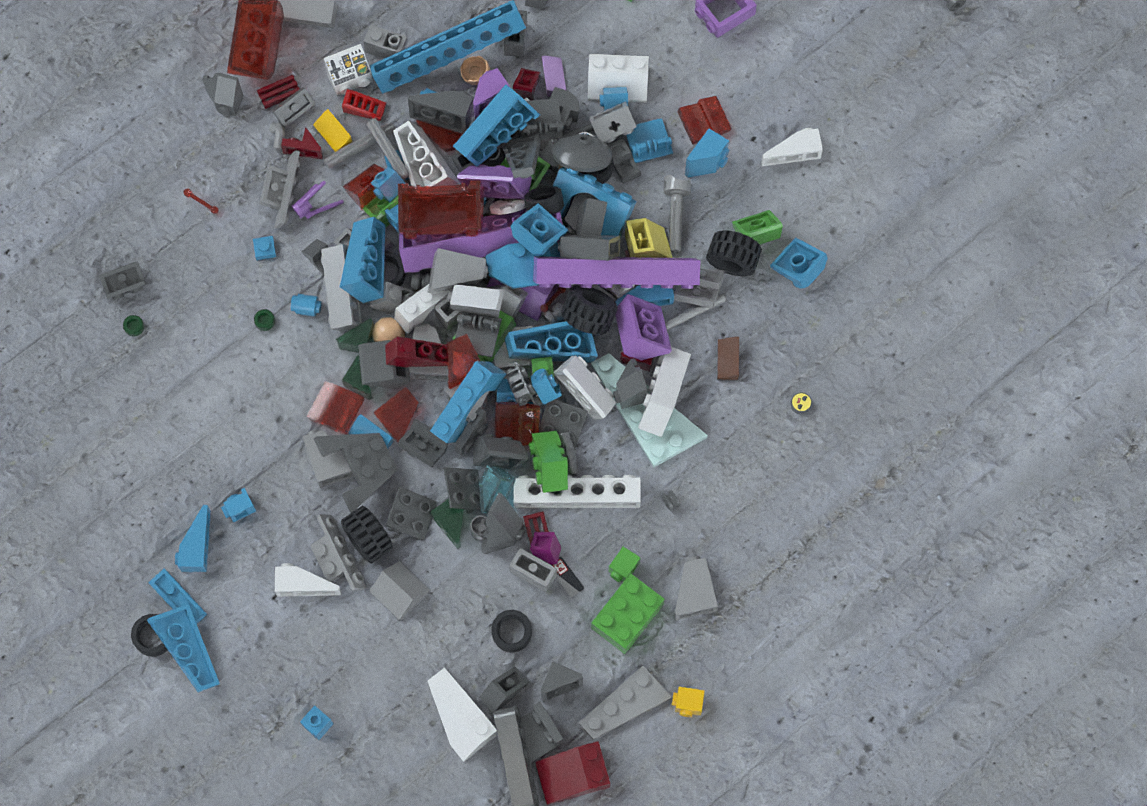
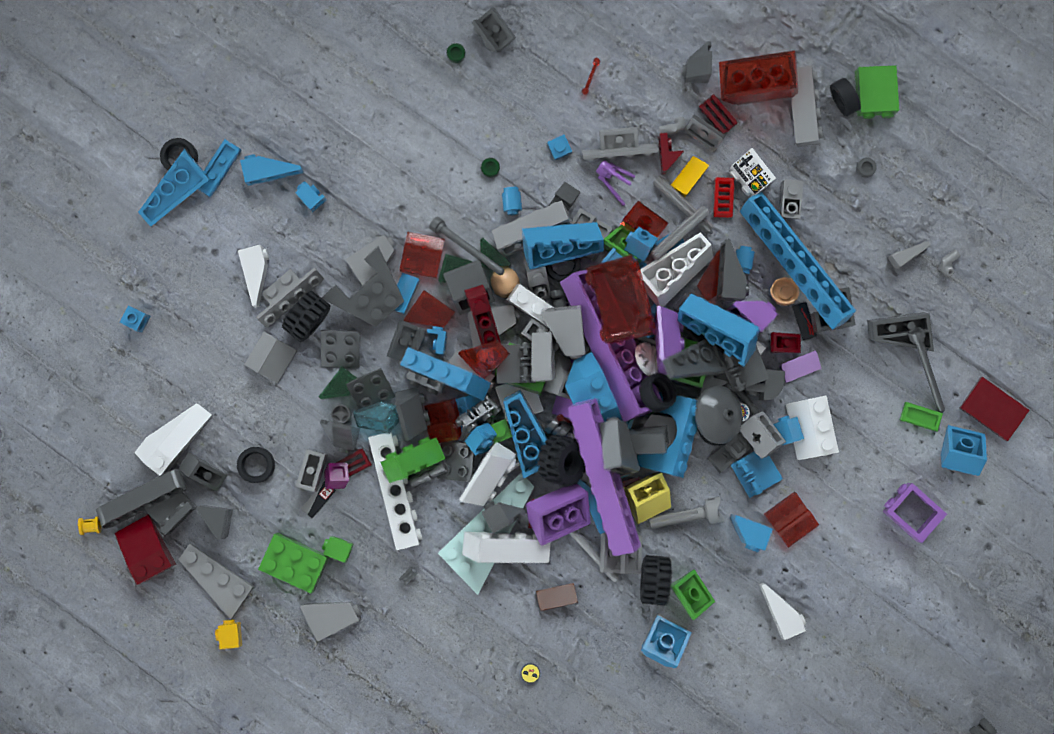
camera: 75 degrees right, 15 degrees up
(310, 383) = (438, 226): none -> dark grey piece
(431, 408) = (440, 343): none -> dark azure bracket
(509, 63) = (803, 320): none -> black sticker
(537, 230) = (619, 396): dark azure slope -> none

